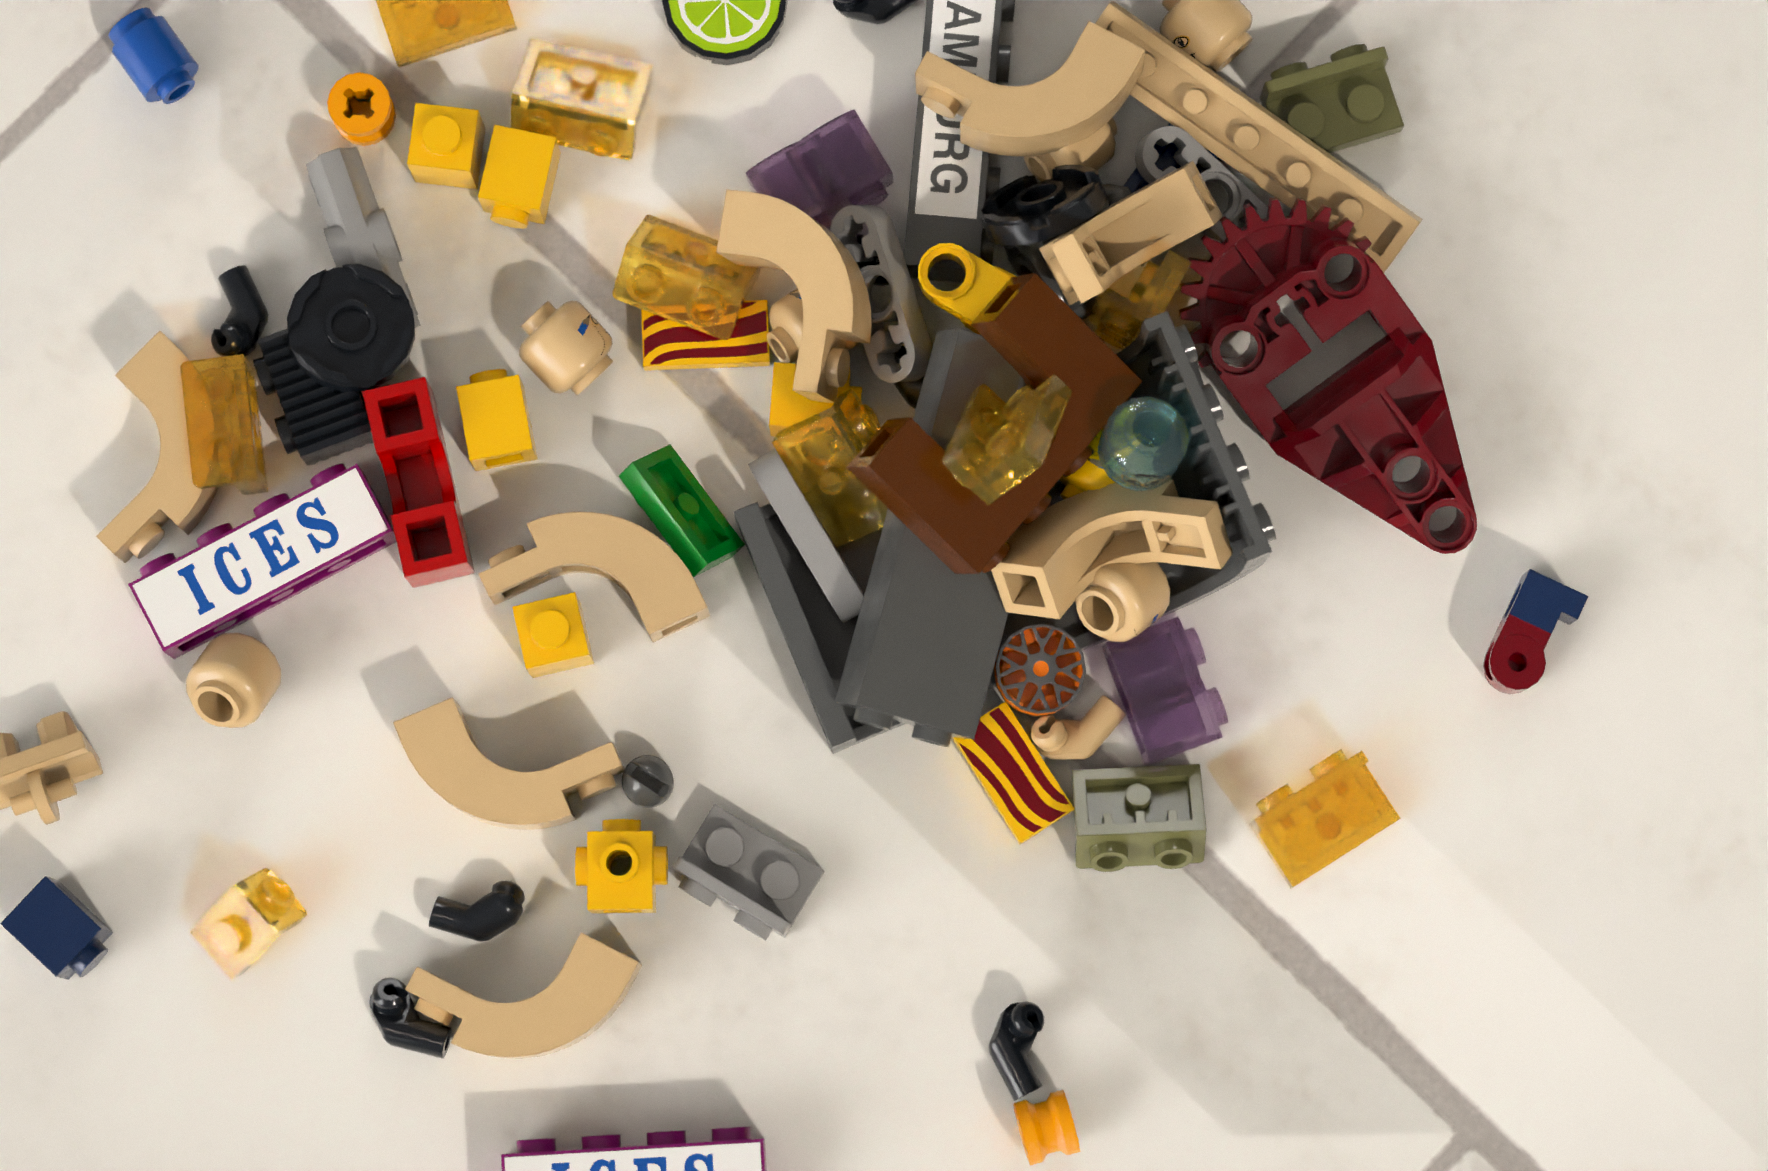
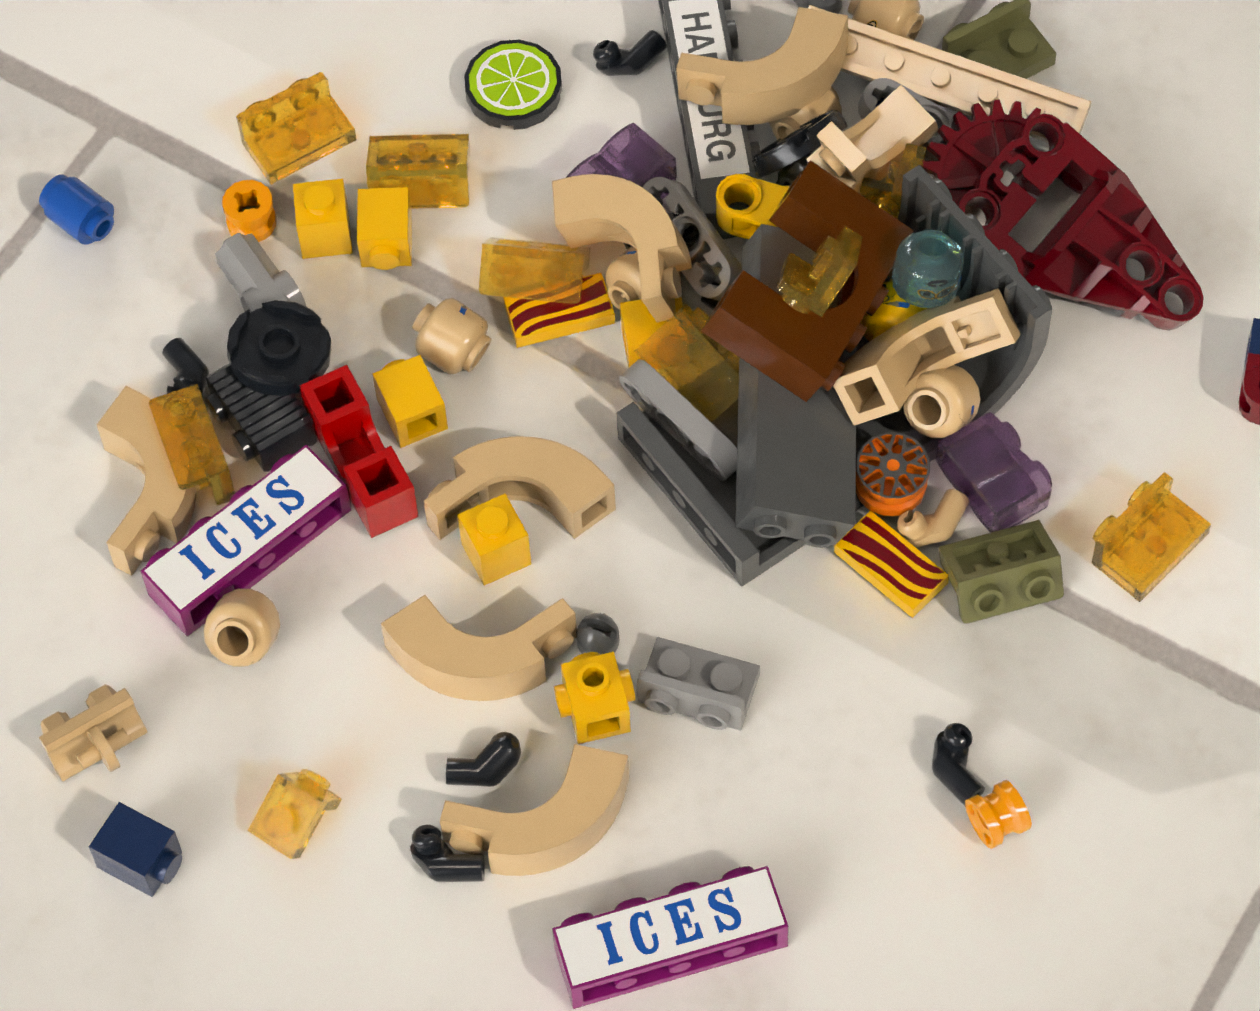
camera: 10 degrees left, 20 degrees down
(681, 510) = (563, 423): green plate -> none

